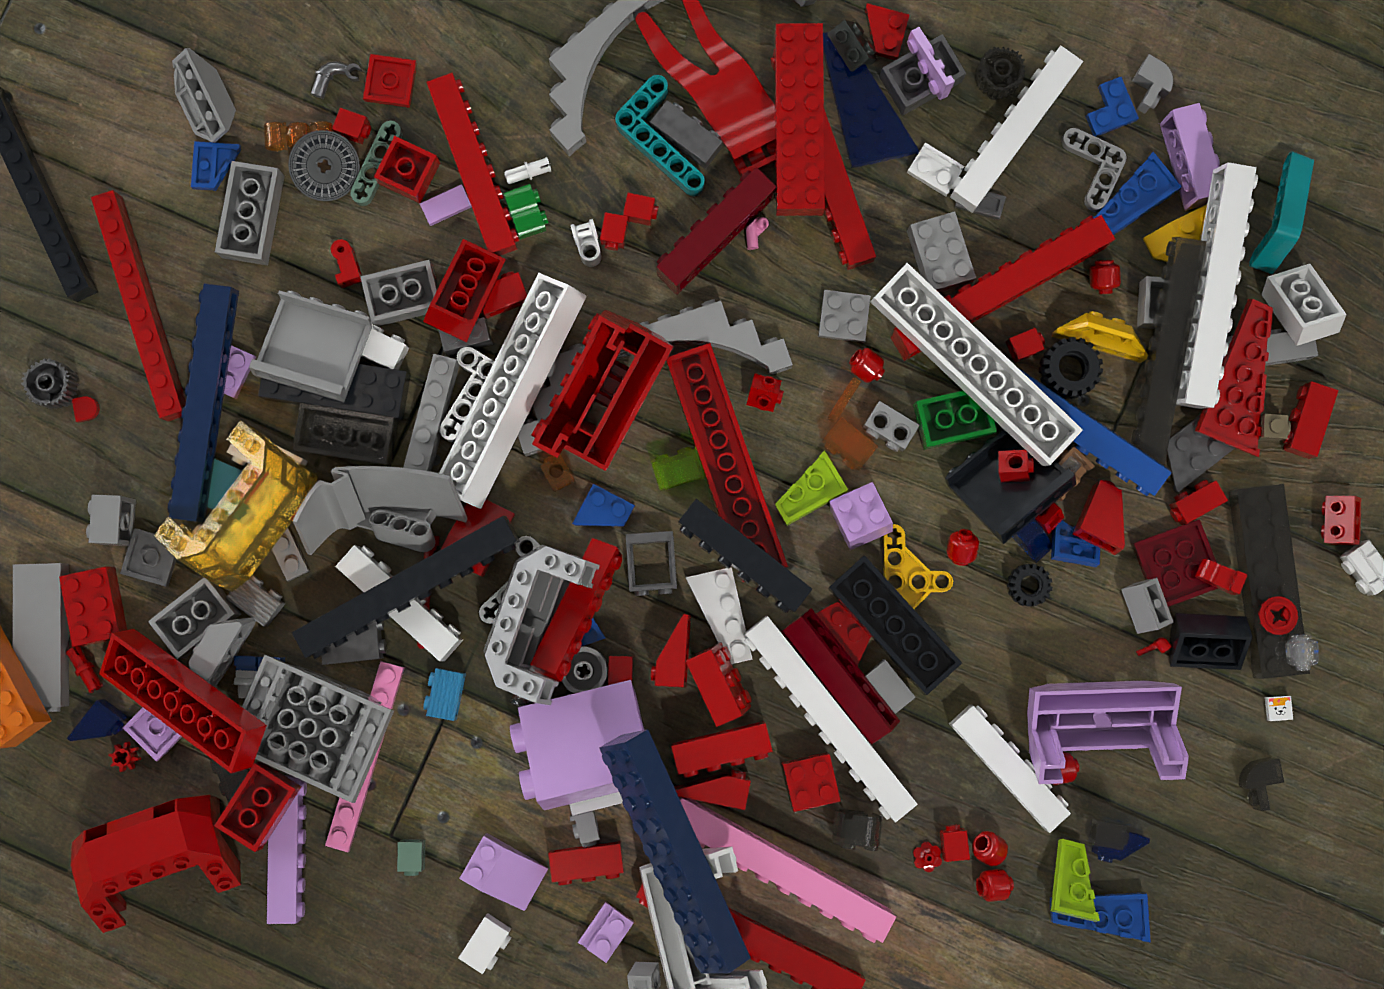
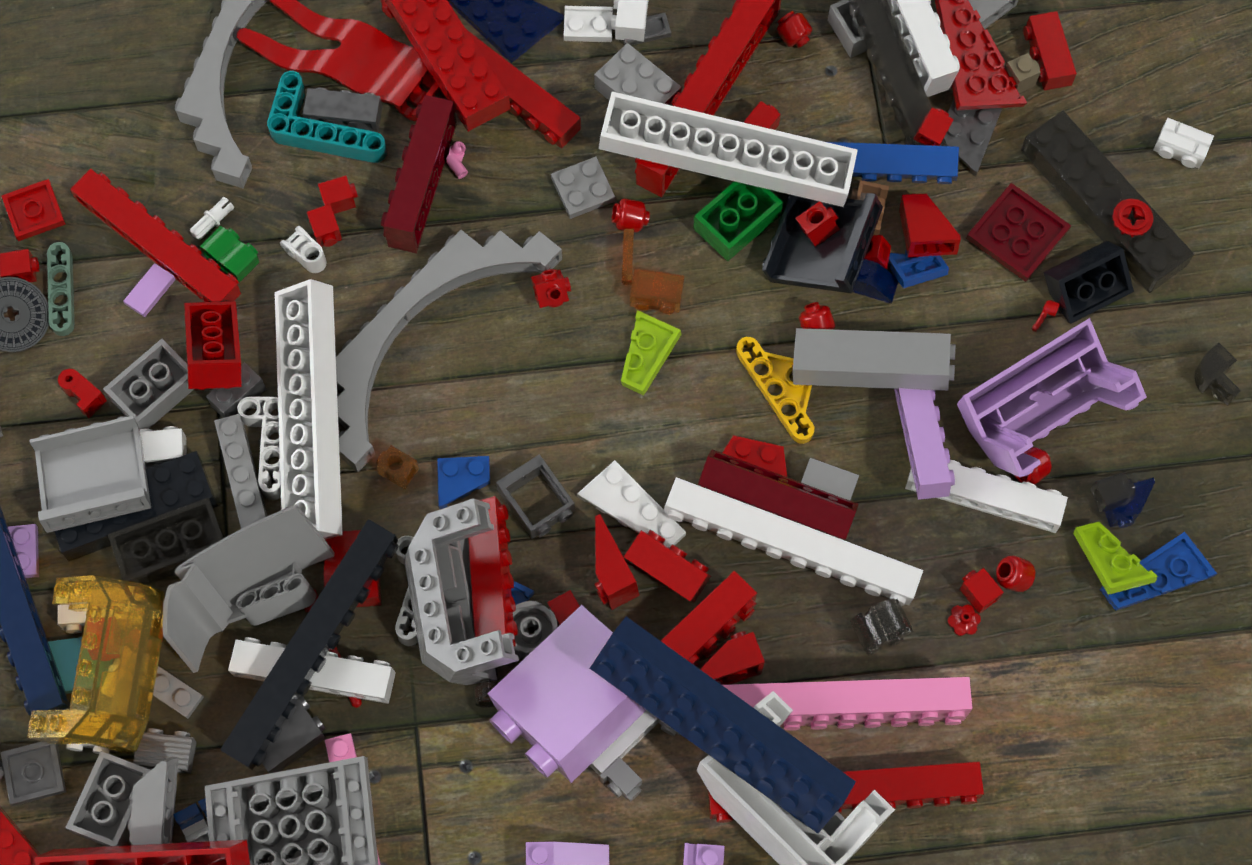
camera: 30 degrees left, 15 degrees down
(407, 169) = (94, 275): red brick -> none
(444, 694) = (407, 732): dark azure brick -> none
(506, 295) = (255, 335): red slope -> none
(586, 862) = (643, 813): red brick -> none
(607, 382) = (398, 358): red wedge -> none
(677, 469) = (510, 400): clear neon green brick -> none
(722, 447) = (553, 369): red brick -> none
(744, 556) = (620, 429): black brick -> none
(811, 781) = (811, 610): red brick -> none
(861, 516) = (707, 345): lavender brick -> none
(893, 421) = (685, 249): light grey brick -> none
(895, 625) = (798, 420): black brick -> none
(986, 610) = (873, 359): none -> light grey brick
(989, 688) = (925, 443): none -> lavender brick
(994, 885) = (1042, 606): red head -> none
(1042, 578) = (902, 309): black tyre -> none
(1087, 358) = (818, 102): black tyre -> none
(1105, 334) = (826, 78): yellow wedge -> none
(1147, 605) = (1014, 279): light grey brick -> none
(1162, 440) = (933, 127): none -> red brick
(1198, 502) = (1000, 170): red brick -> none
(1221, 577) = (1062, 217): red leg -> none
(1278, 708) = (1189, 305): white tile -> none
(1302, 652) = (1174, 234): clear head -> none
(1341, 520) = (1133, 115): brick -> none

